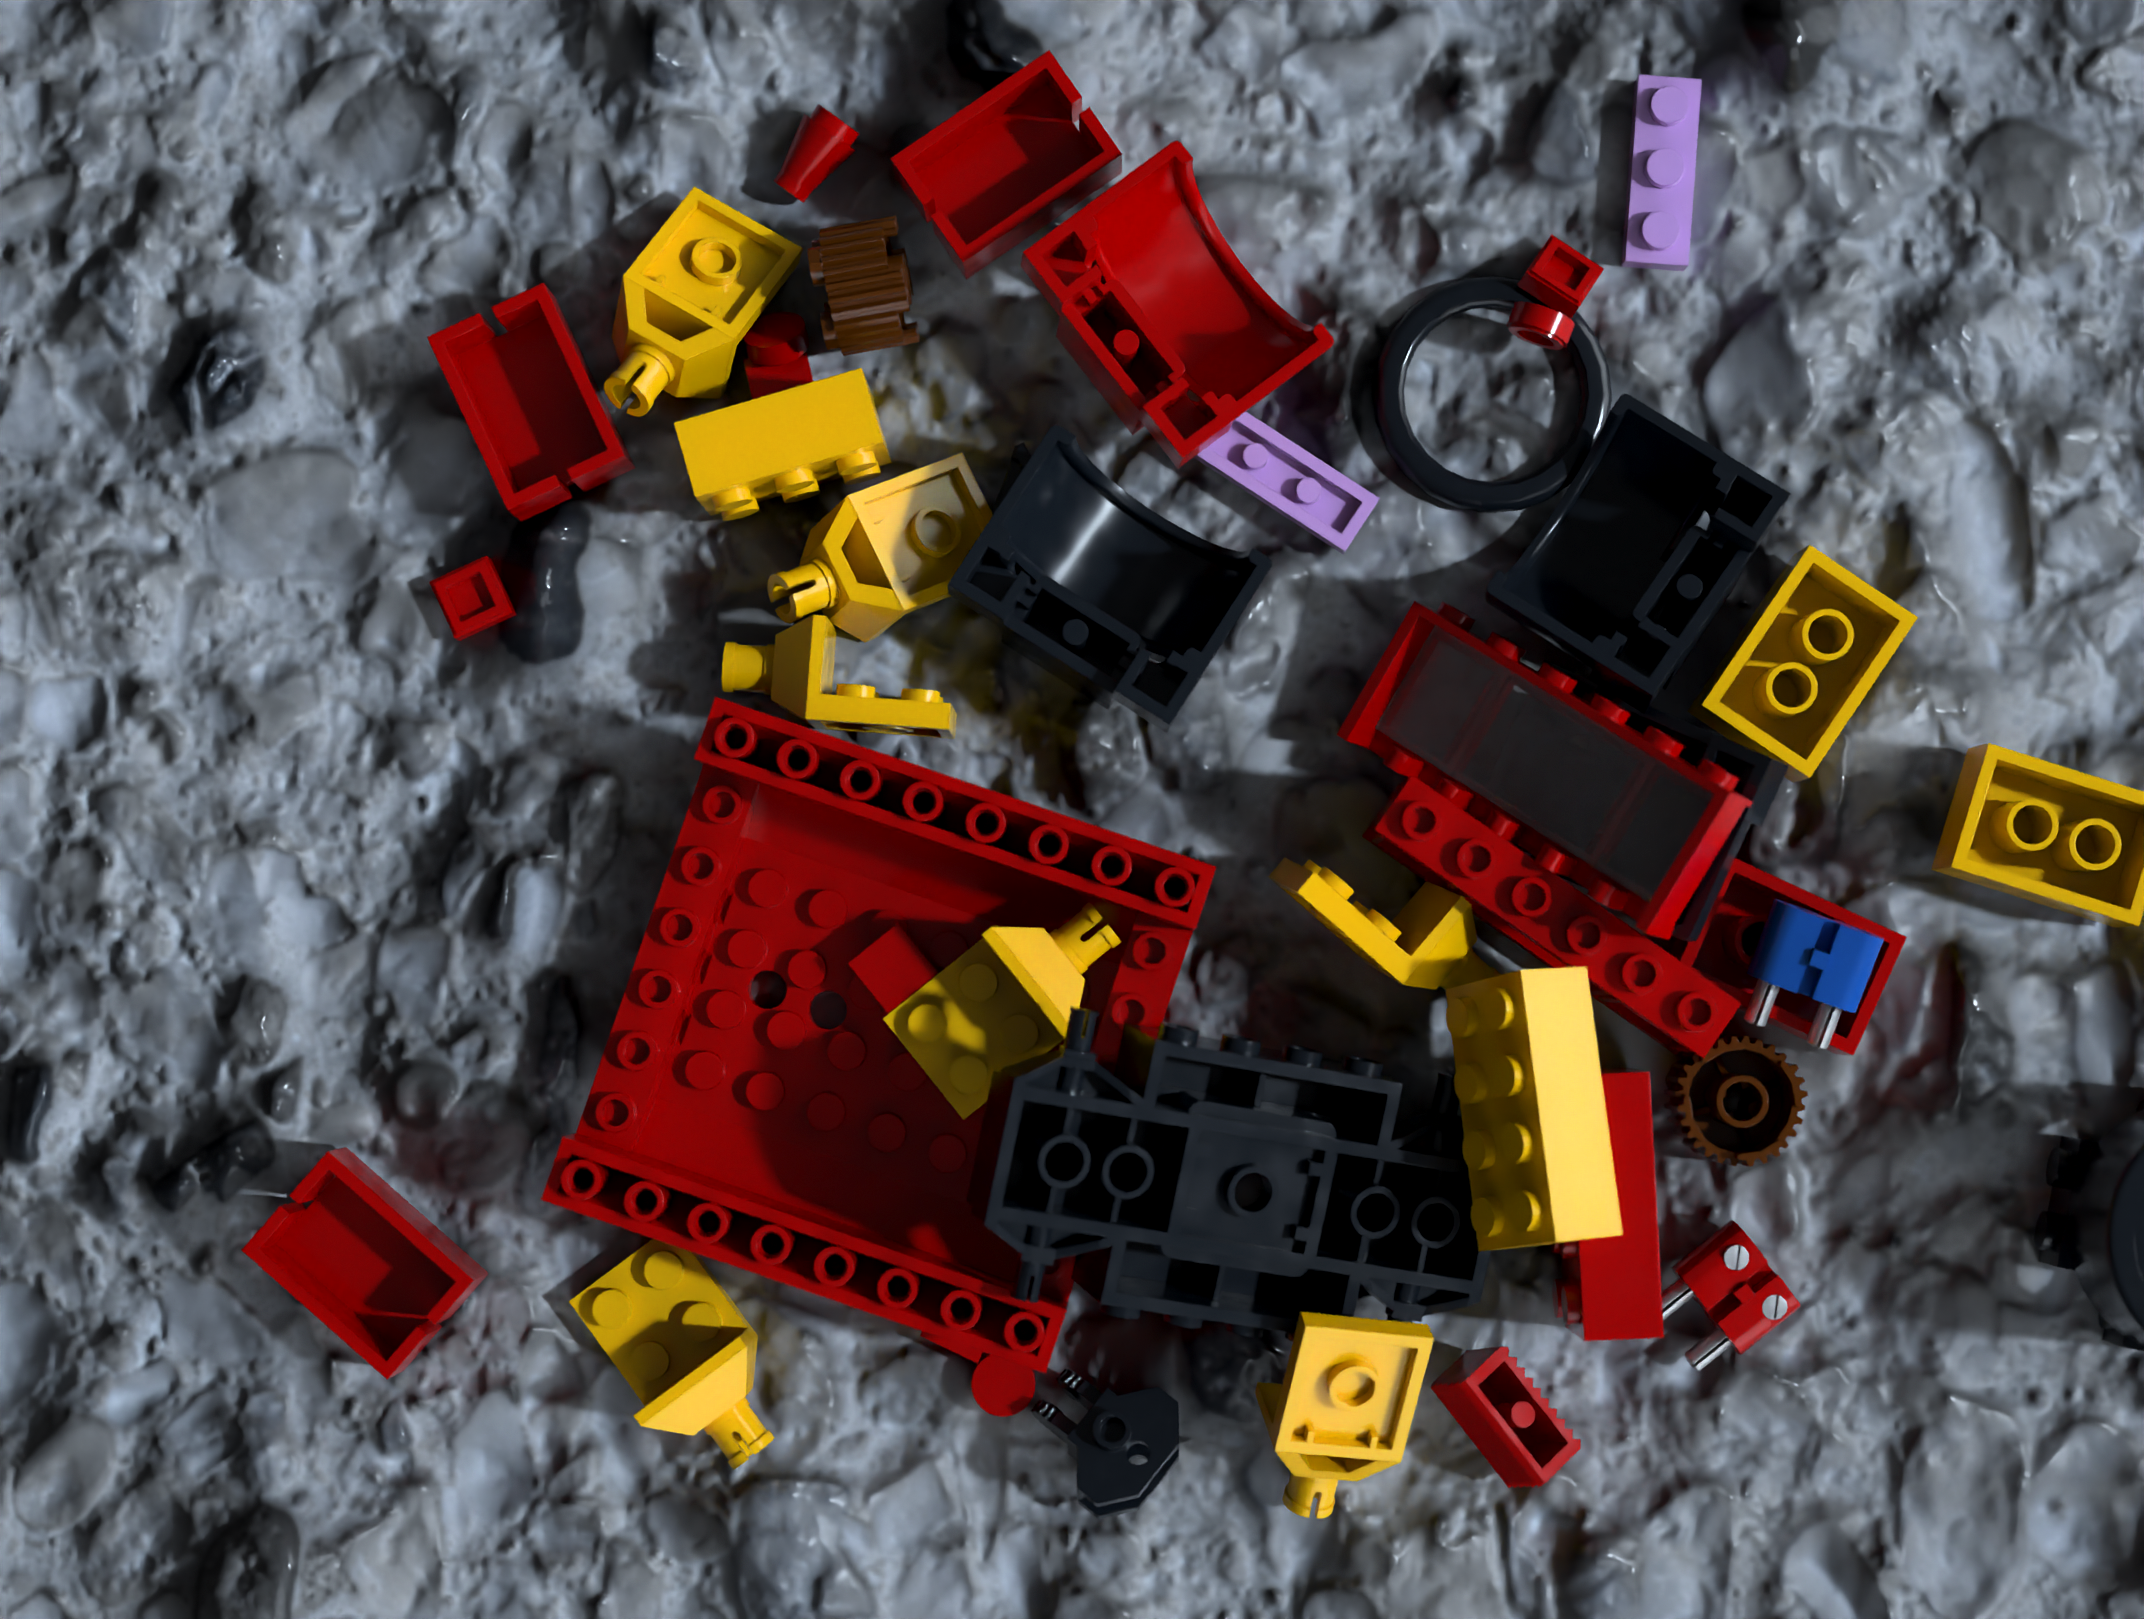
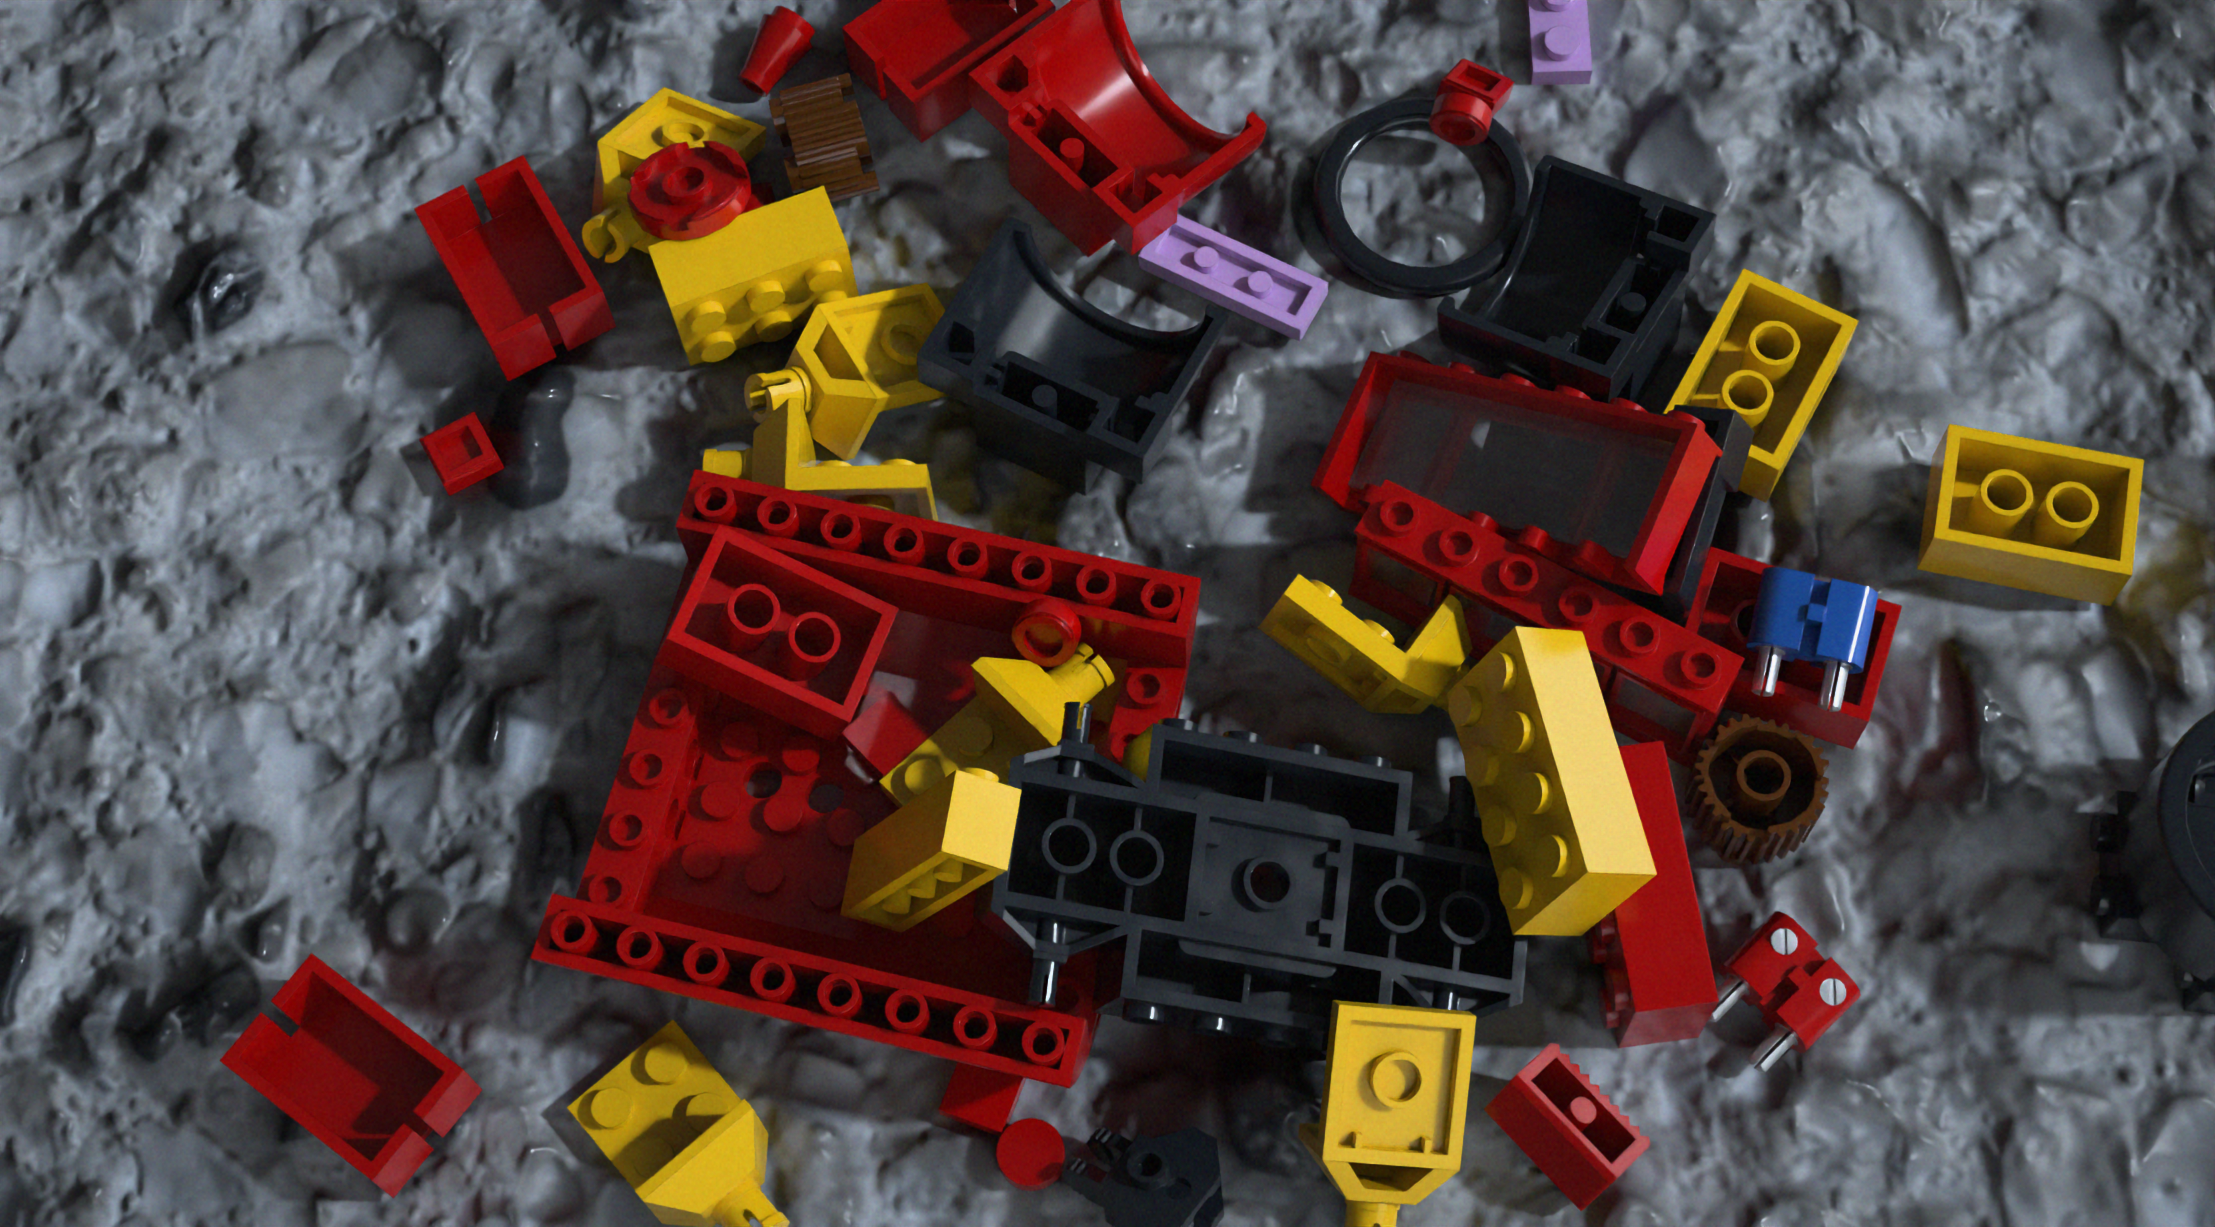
camera: 10 degrees left, 20 degrees down
(719, 357) = (689, 190): none -> red tile
(790, 872) = (777, 634): none -> red brick
(931, 1137) = (932, 850): none -> yellow brick
(1058, 906) = (1046, 632): none -> red tile

